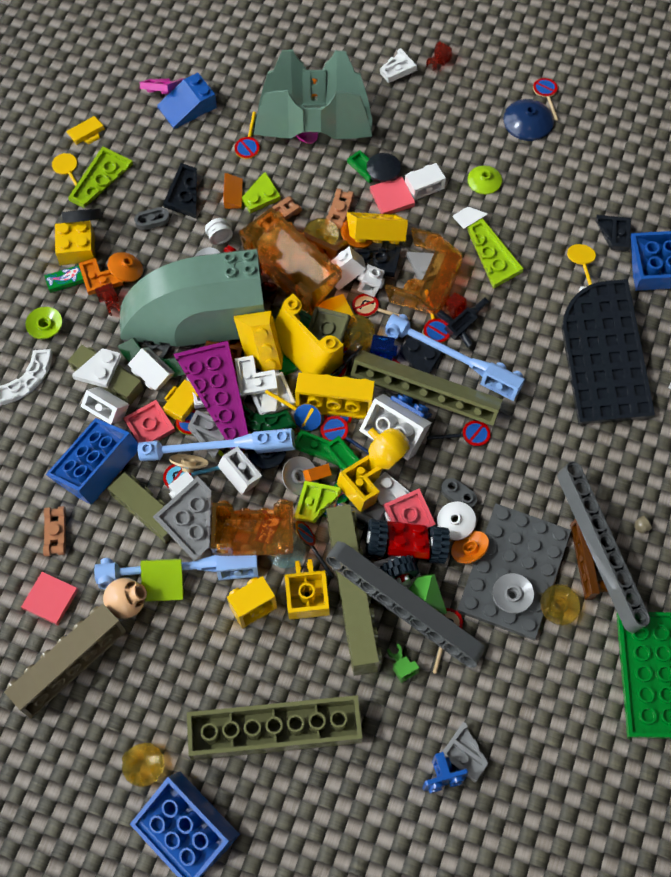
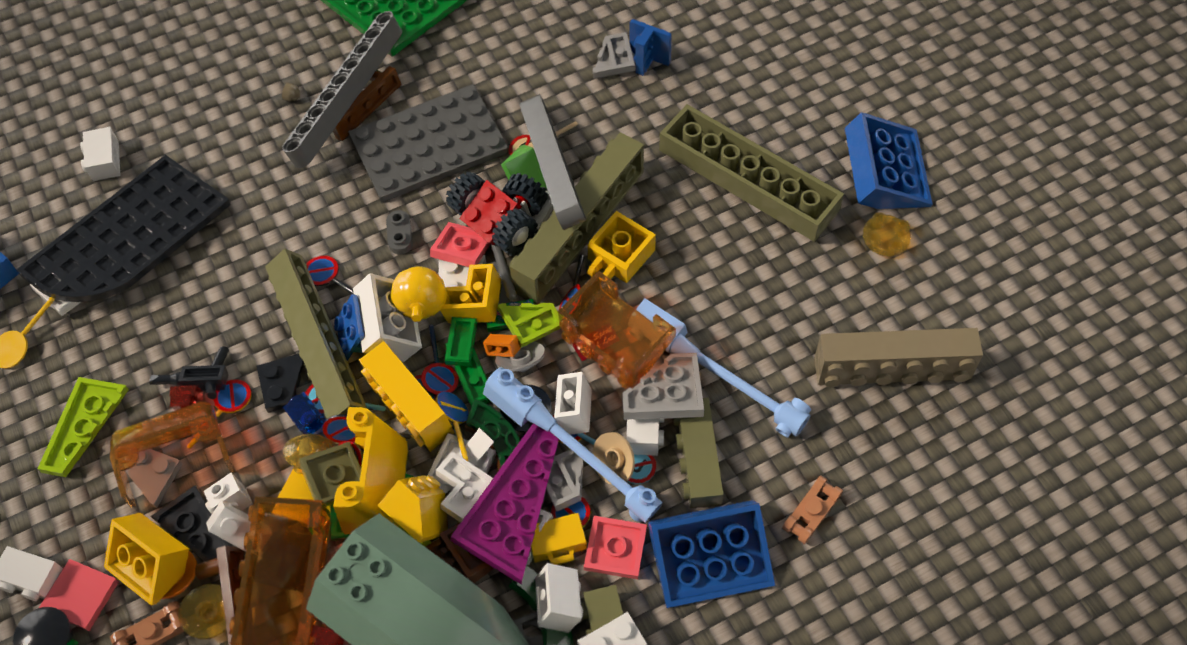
camera: 135 degrees left, 5 degrees down
(49, 598) = (868, 445): coral tile -> none
(104, 405) = (647, 600): white brick -> none
(124, 597) = (794, 370): light nougat brick -> none
(162, 579) = (742, 365): lime tile -> none
(252, 601) = (677, 273): yellow brick -> none
(368, 305) = (261, 481): piece -> none
(402, 666) = (598, 138): bright green piece -> none
(466, 520) = (427, 220): white dish -> none
(468, 216) = (45, 488): white sticker -> none
(470, 548) = (431, 175): orange dish -> none
(493, 375) = (241, 301): light blue bar -> none
(514, 584) = (454, 112): light grey dish -> none
(568, 604) = (426, 87): clear yellow dish -> none

